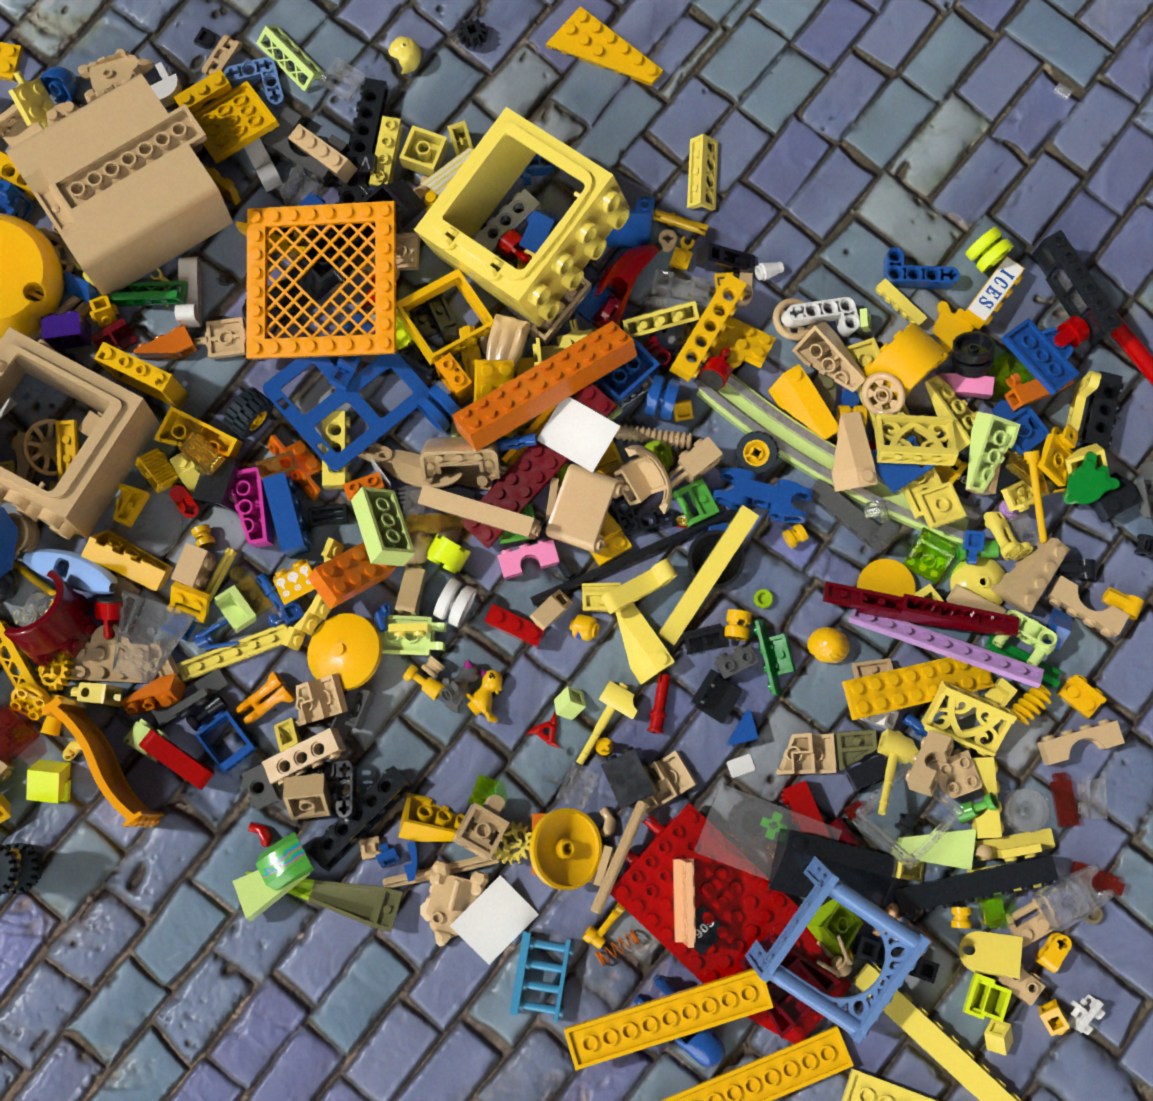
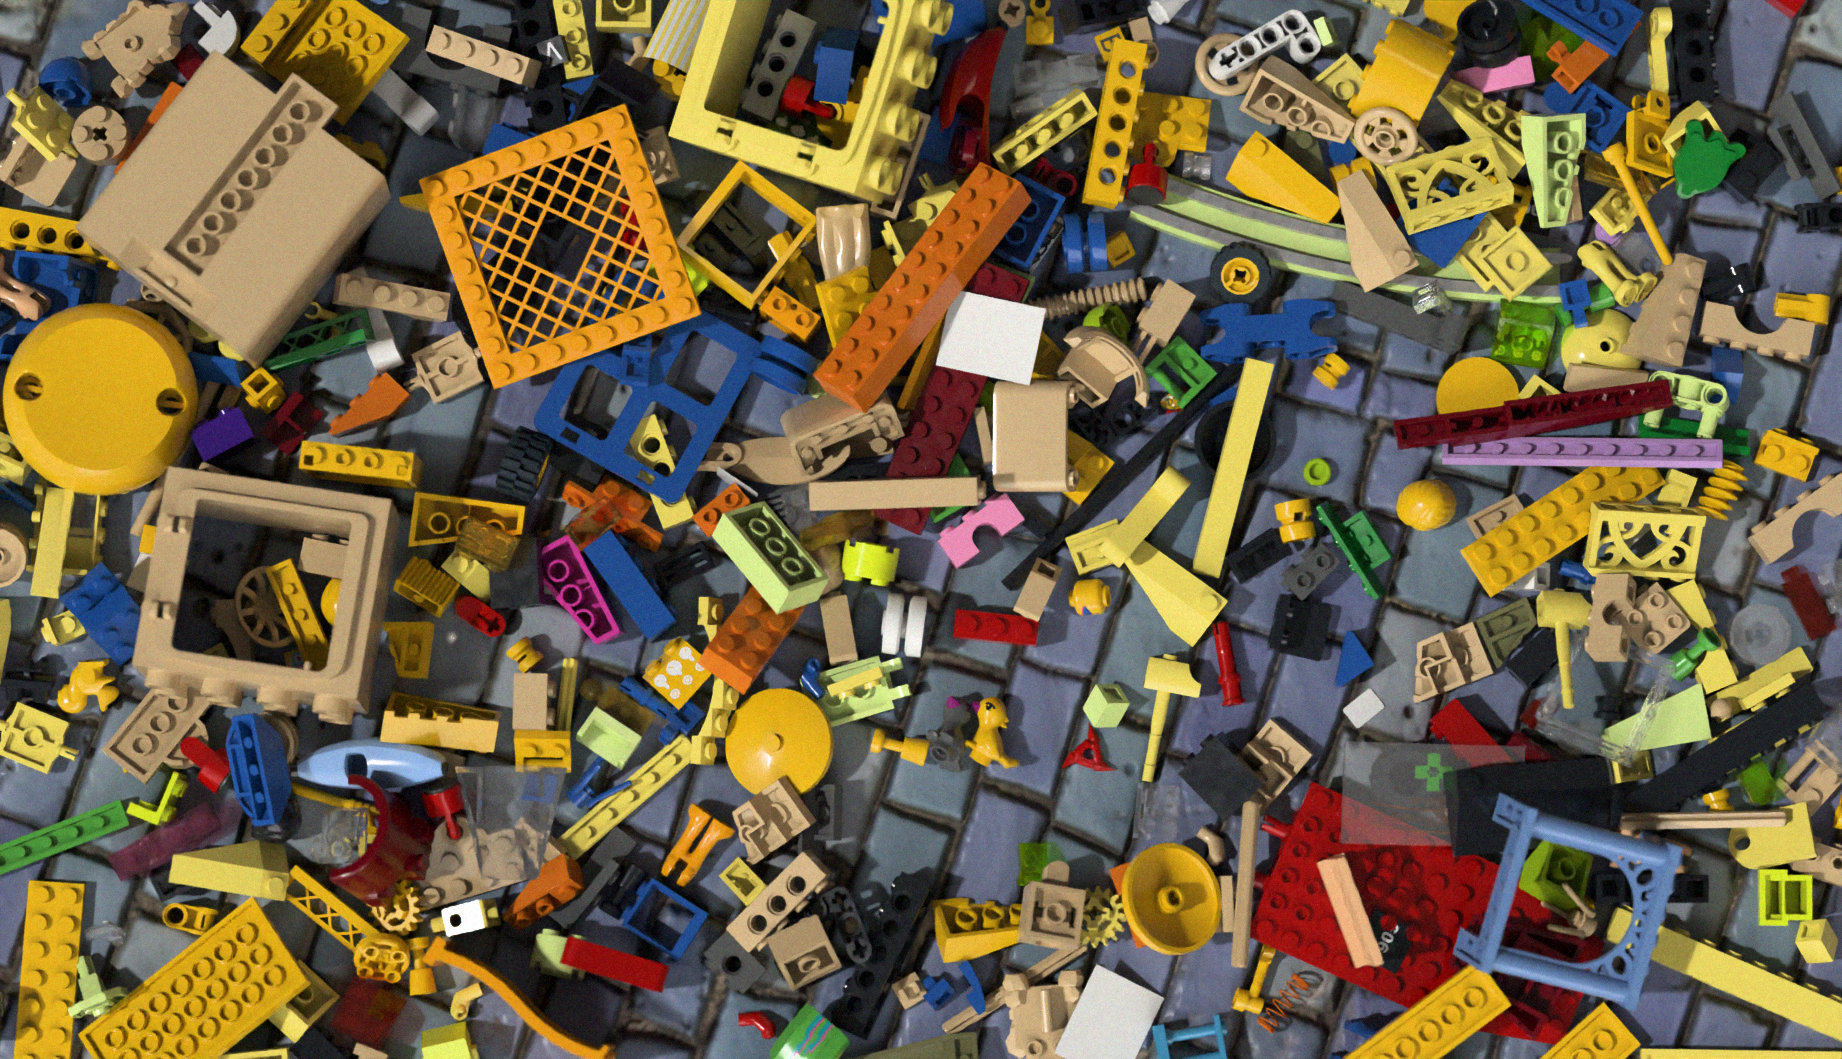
camera: 20 degrees left, 5 degrees up
(193, 272) = (392, 297): none -> tan arch
(281, 424) = (573, 462): none -> black brick
(432, 667) = (905, 722): tan wheel -> none
(489, 301) = (795, 188): none -> clear panel
(517, 442) = (912, 377): blue pin -> none
(604, 746) = (1172, 747): yellow piece -> none
(752, 375) = (1196, 165): none -> clear wheel
(948, 924) = (1710, 819): none -> tan axle

